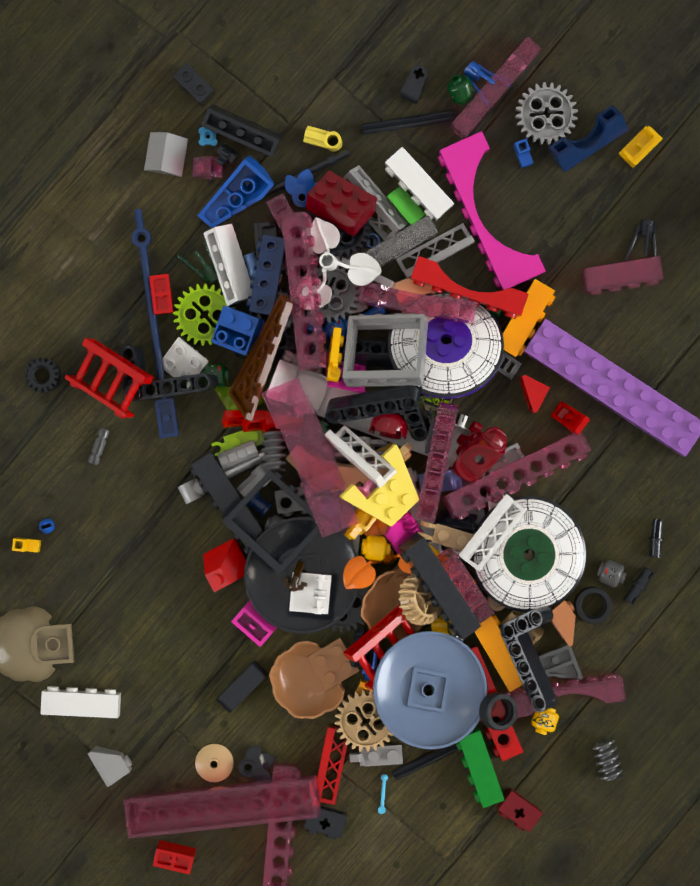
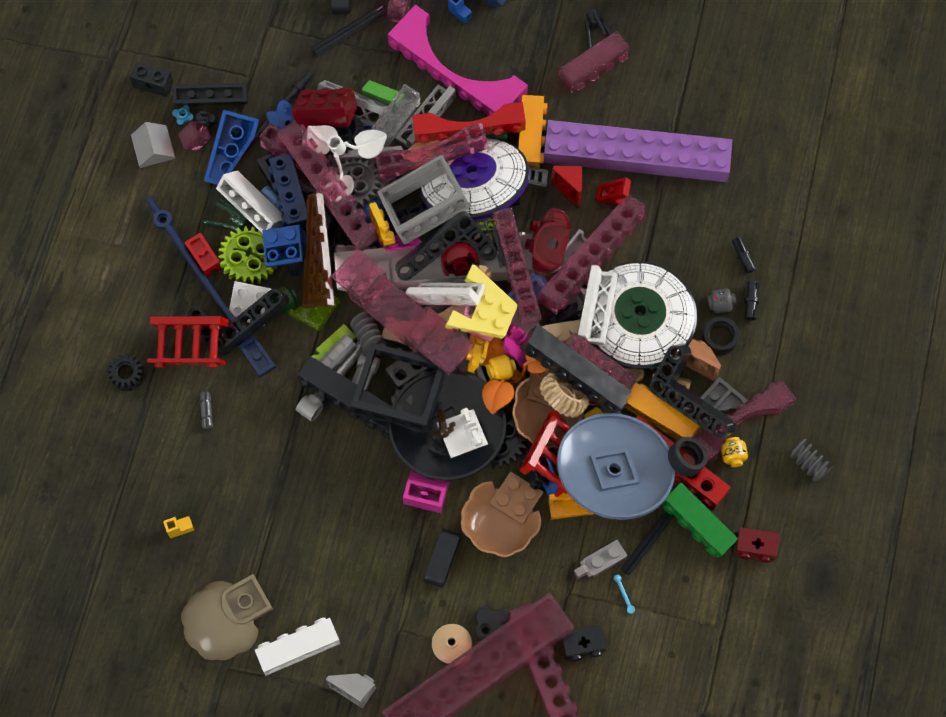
camera: 30 degrees left, 20 degrees down
(44, 522) = (192, 505): blue hinge -> none
(224, 564) = (373, 455): red slope -> none
(259, 504) = (378, 390): dark blue bush -> none
(261, 421) = (332, 319): red slope -> none
(321, 137) = (282, 72): light yellow piece -> none
(323, 768) = (555, 588): red fence -> none
(351, 729) = (563, 545): tan gear -> none
(418, 183) = (383, 69): white brick -> none

